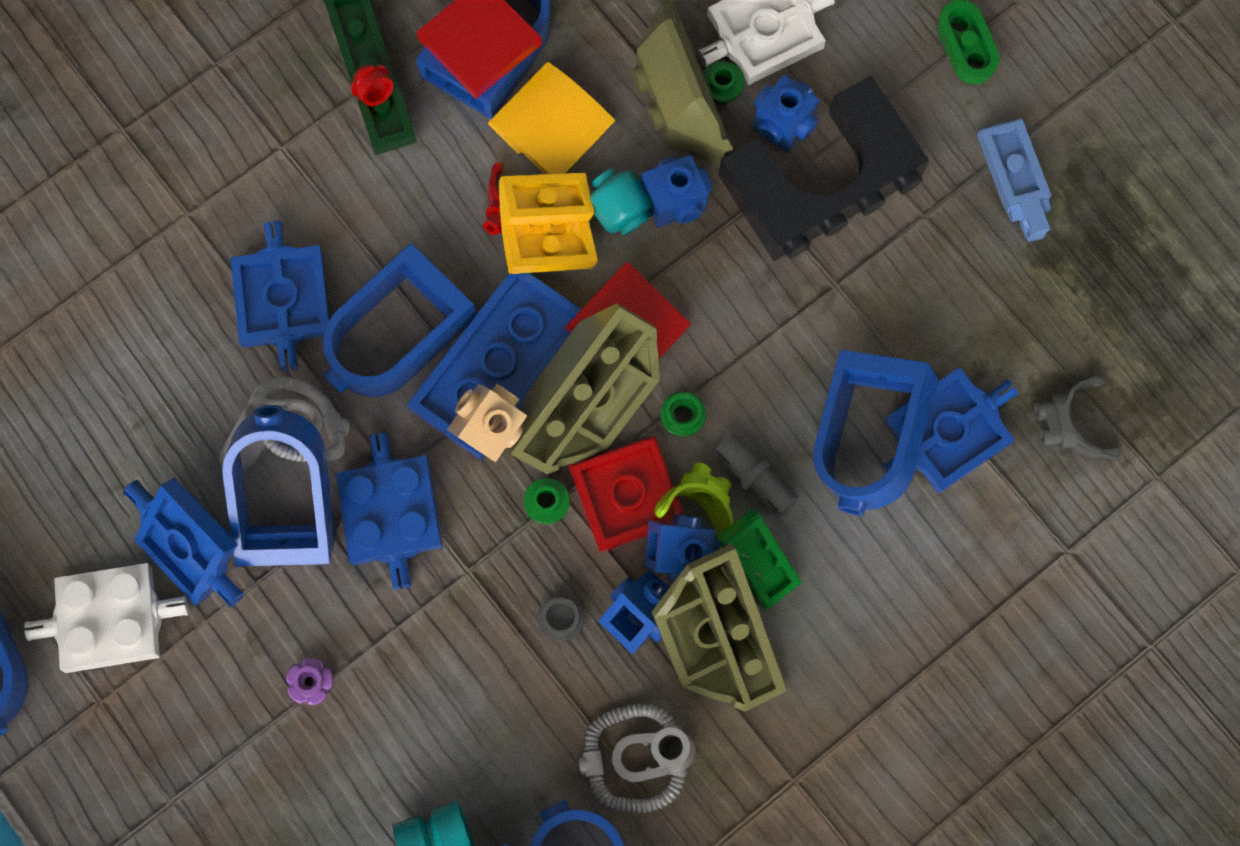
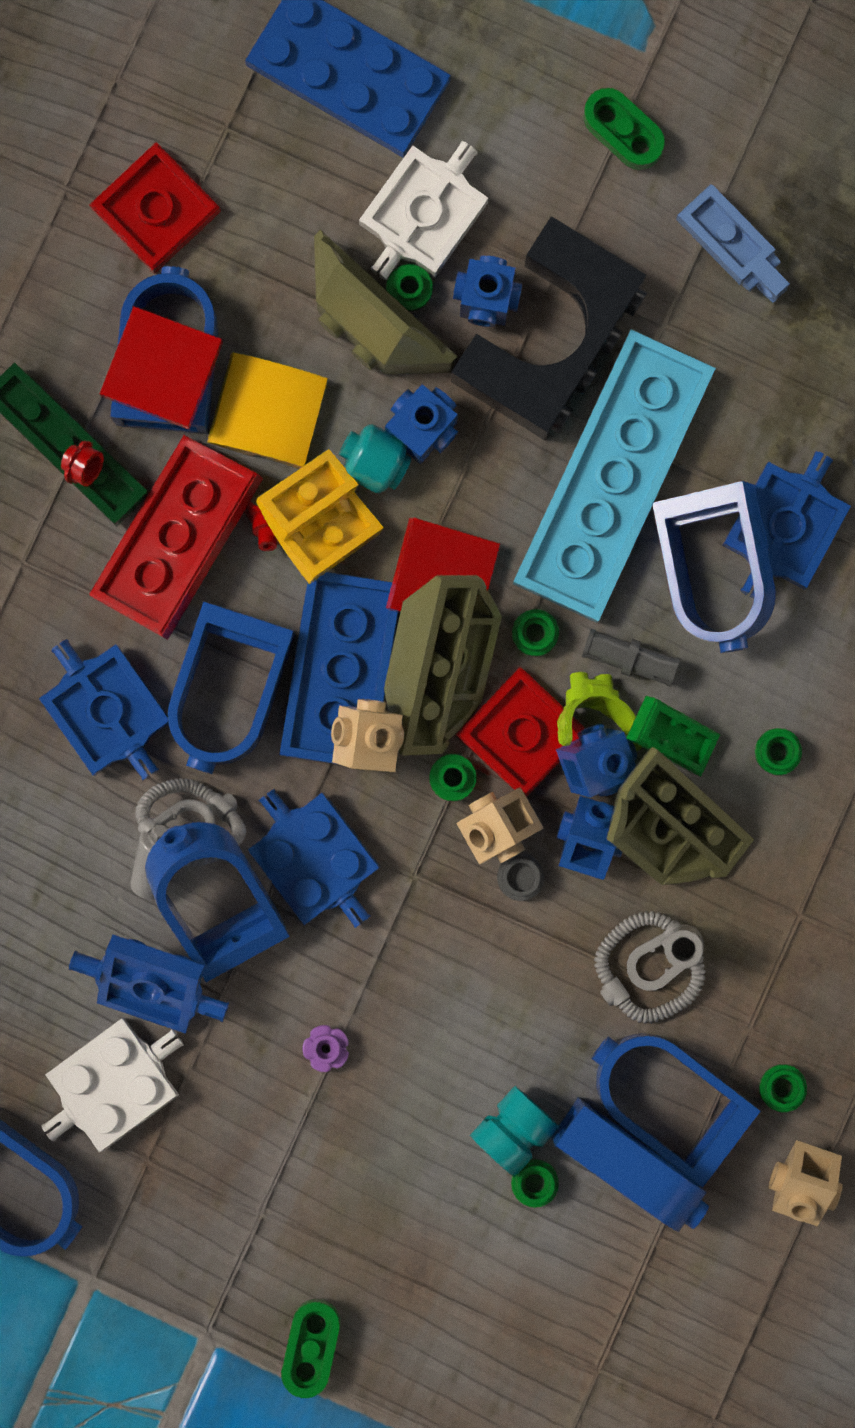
camera: 25 degrees left, 10 degrees up
(418, 184) = (176, 537): none -> red tile
(564, 560) = (491, 830): none -> tan brick
(816, 316) = (614, 476): none -> medium azure plate
(859, 616) = (791, 744): none -> green plate

